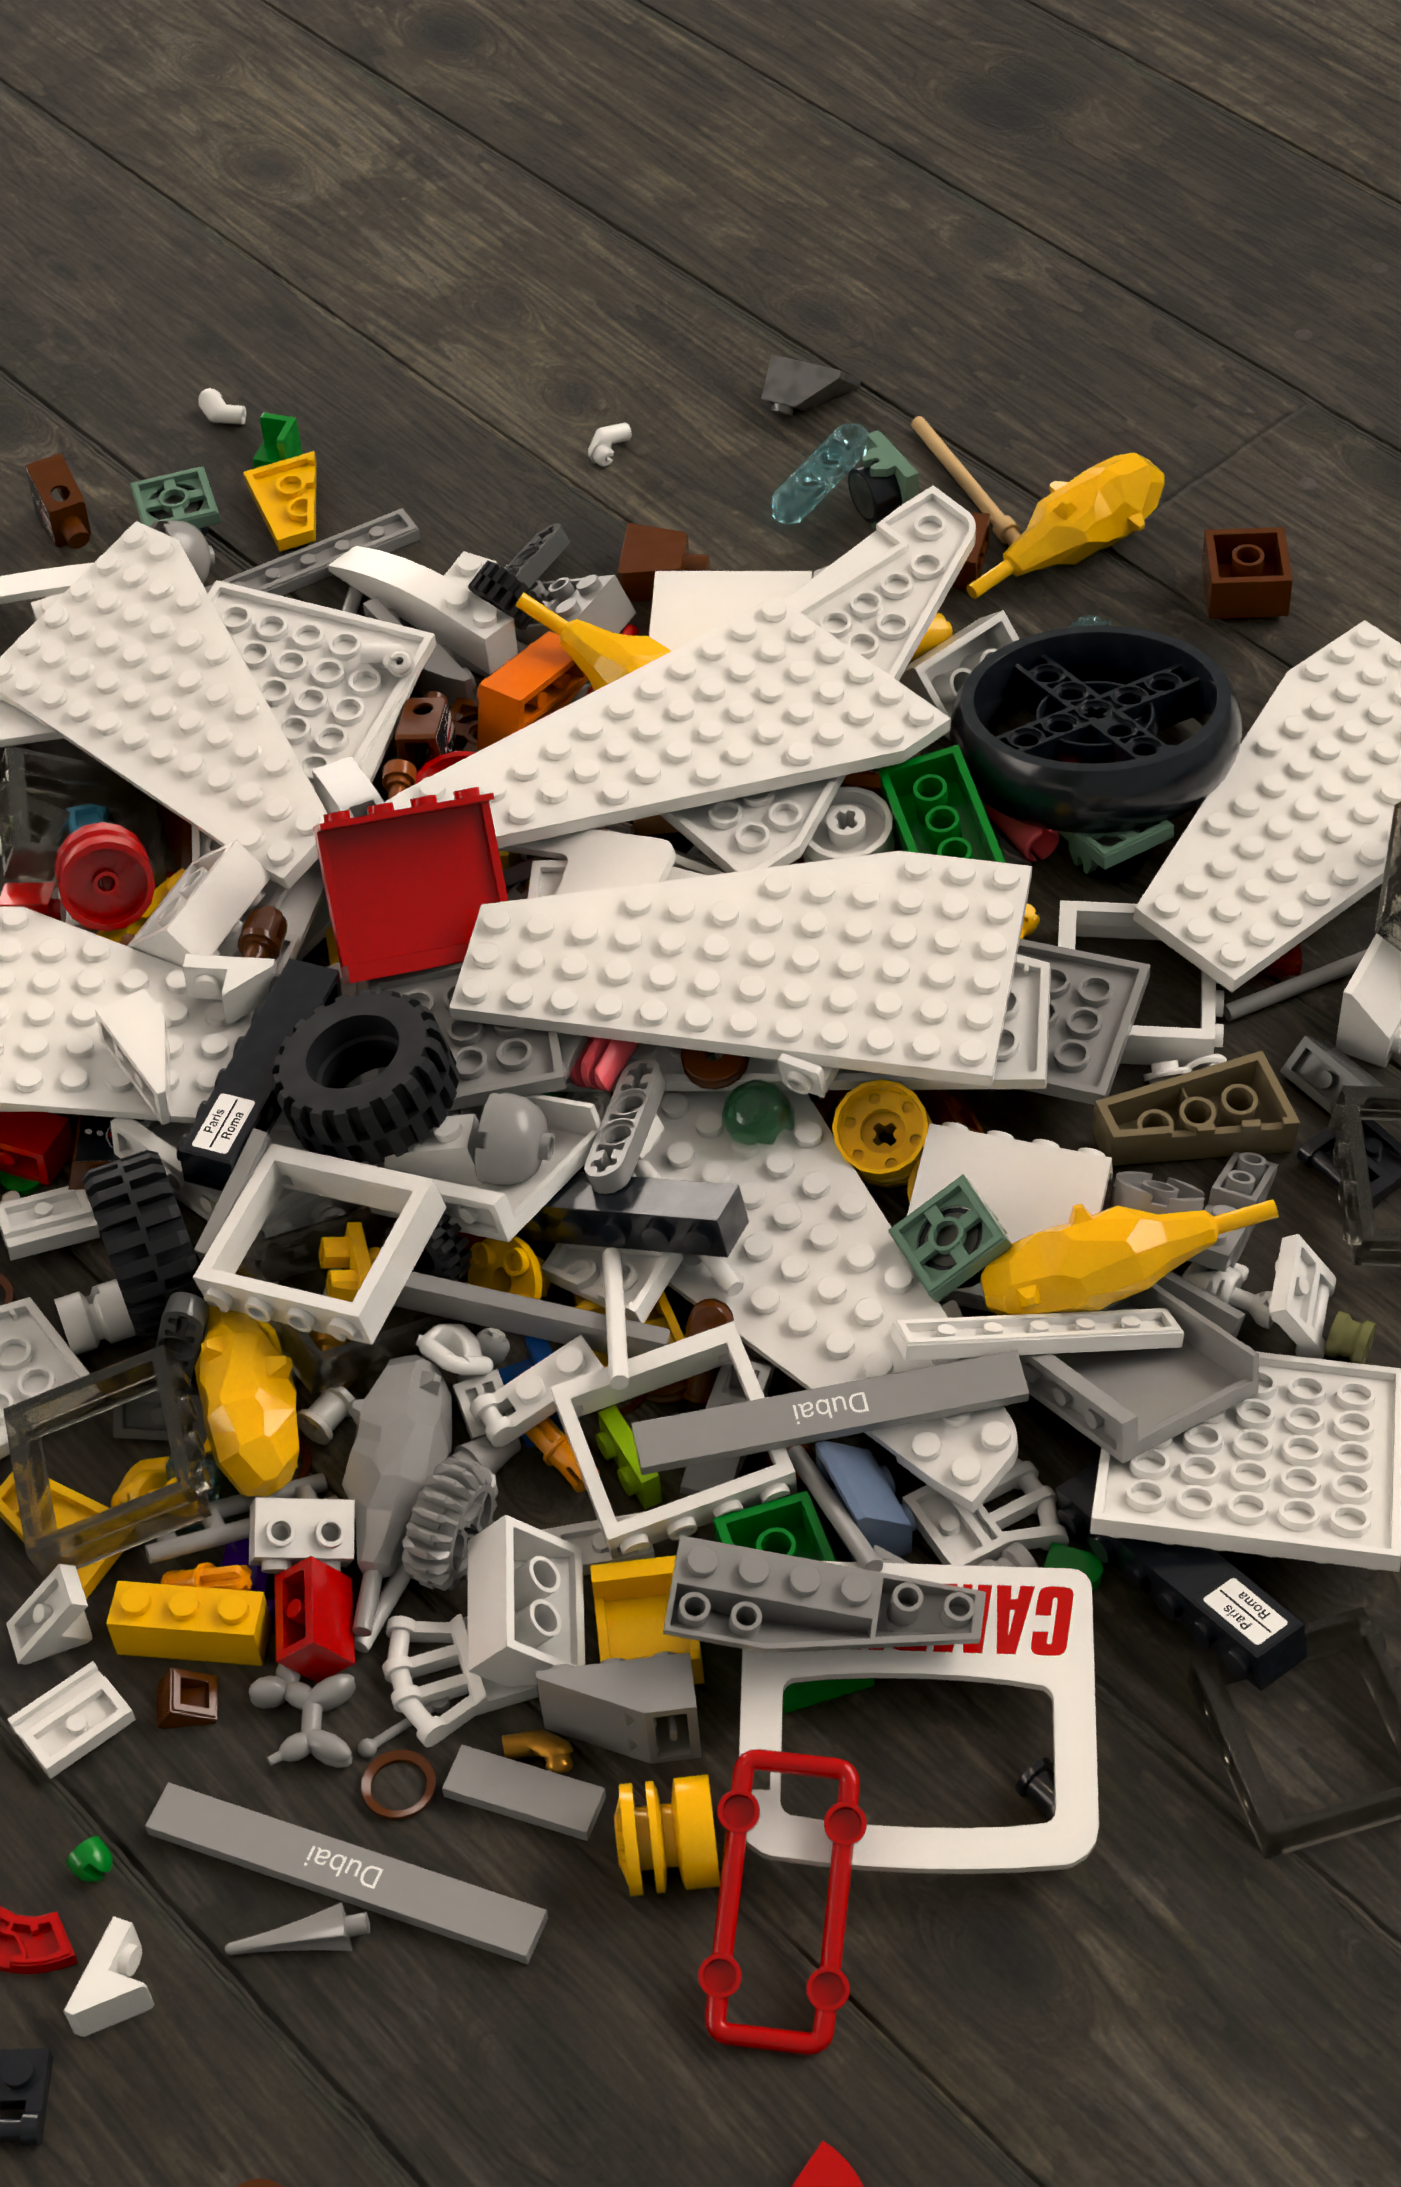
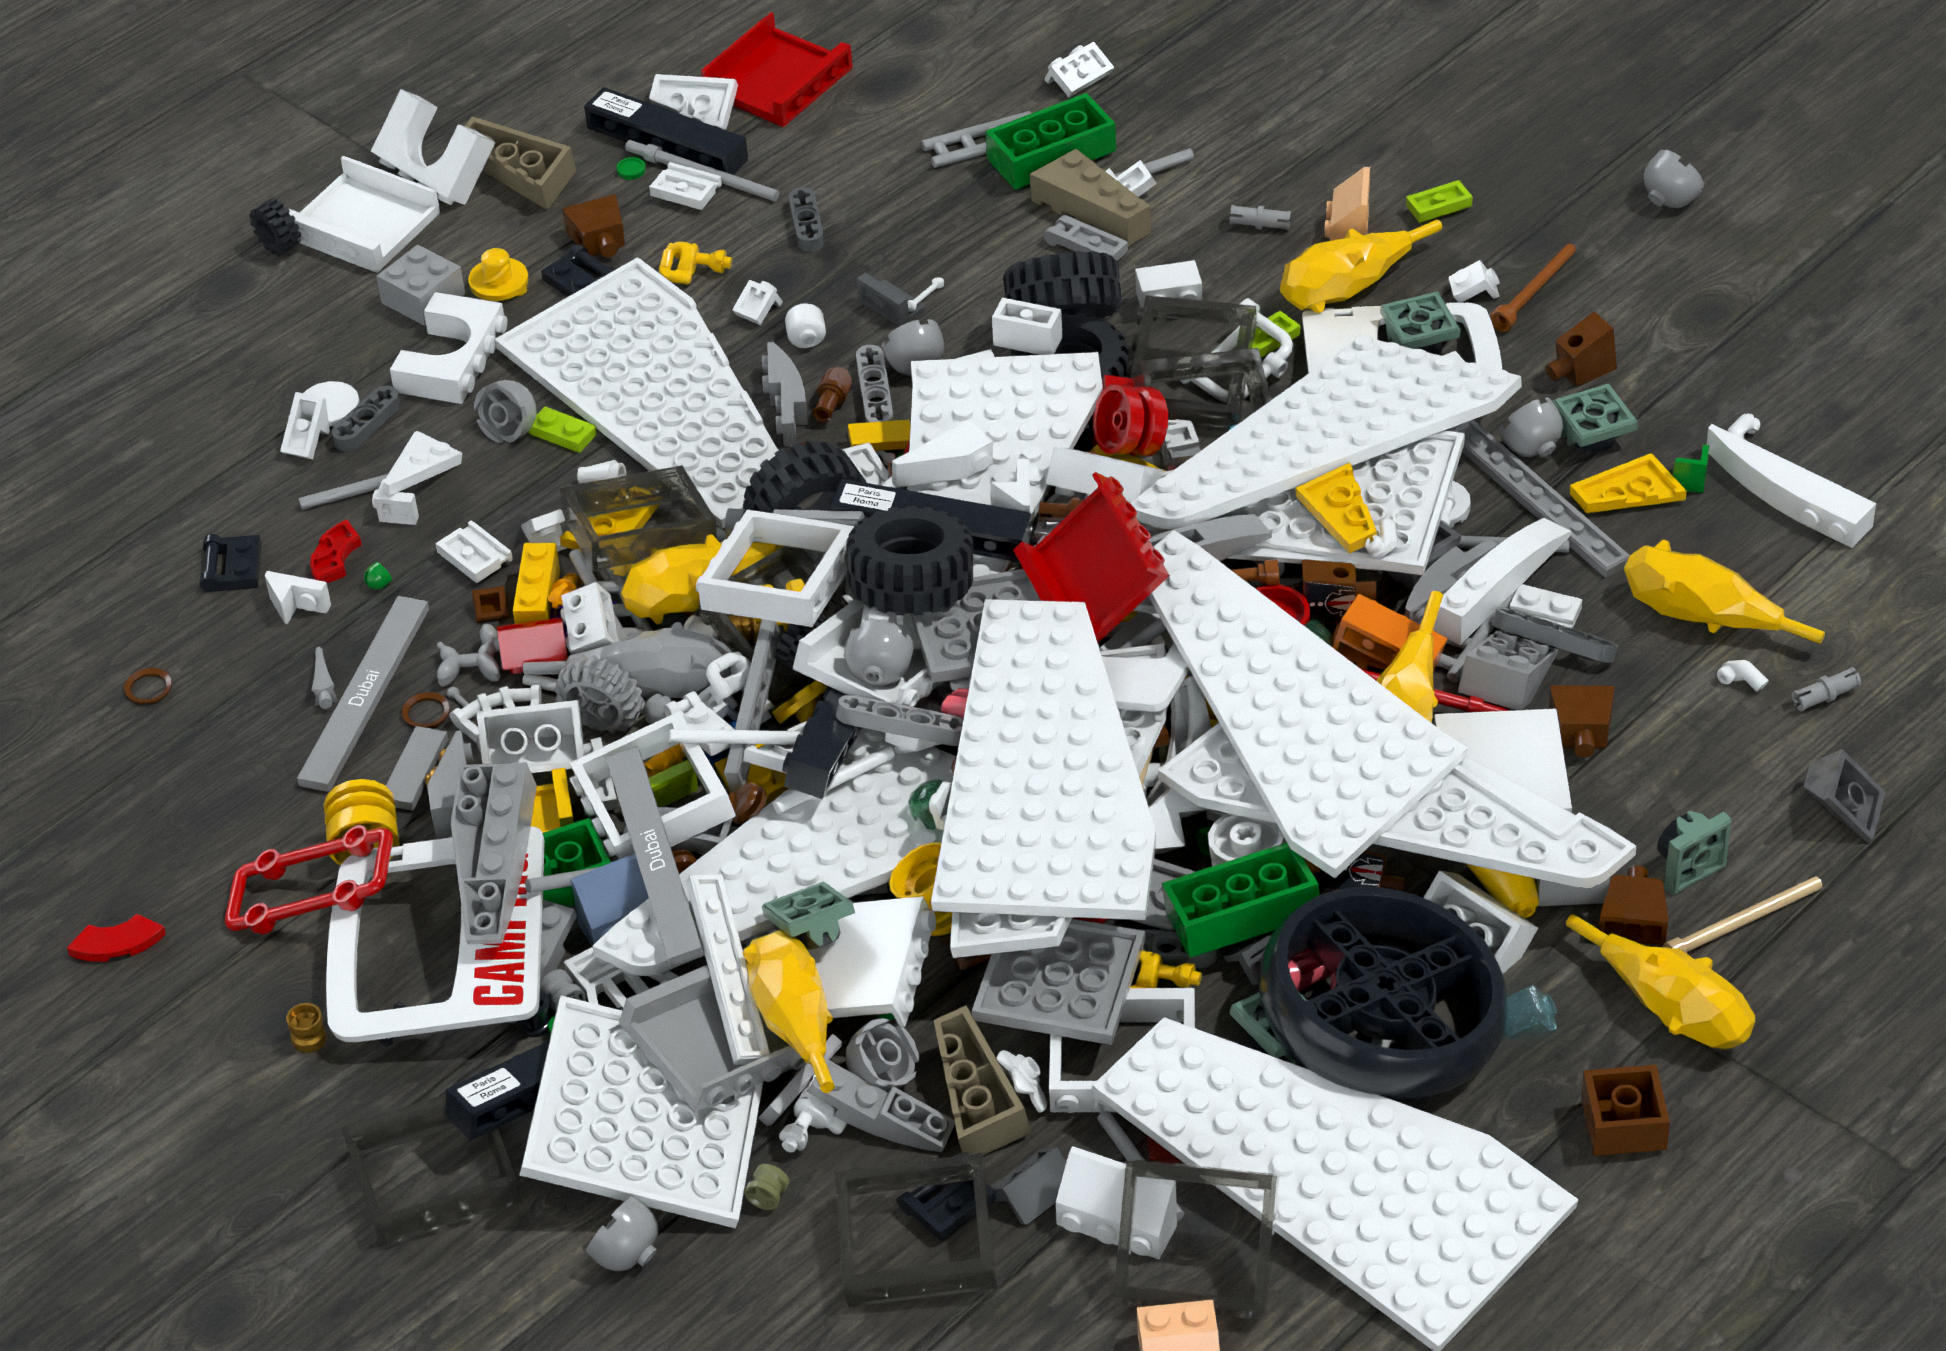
camera: 85 degrees right, 5 degrees down
(318, 694) = (1339, 507): none -> yellow wing
(329, 374) = (1793, 489): none -> white slope
(490, 446) = (1704, 591): none -> yellow piece
(502, 591) = (1483, 622): black tyre -> none
(643, 384) = (1826, 689): none -> light grey pin
(812, 469) = (1738, 813): clear light blue beam -> none
(1053, 1897) = (306, 1027): none -> pearl gold wheel
(1301, 1296) = (798, 1139): white plate -> none

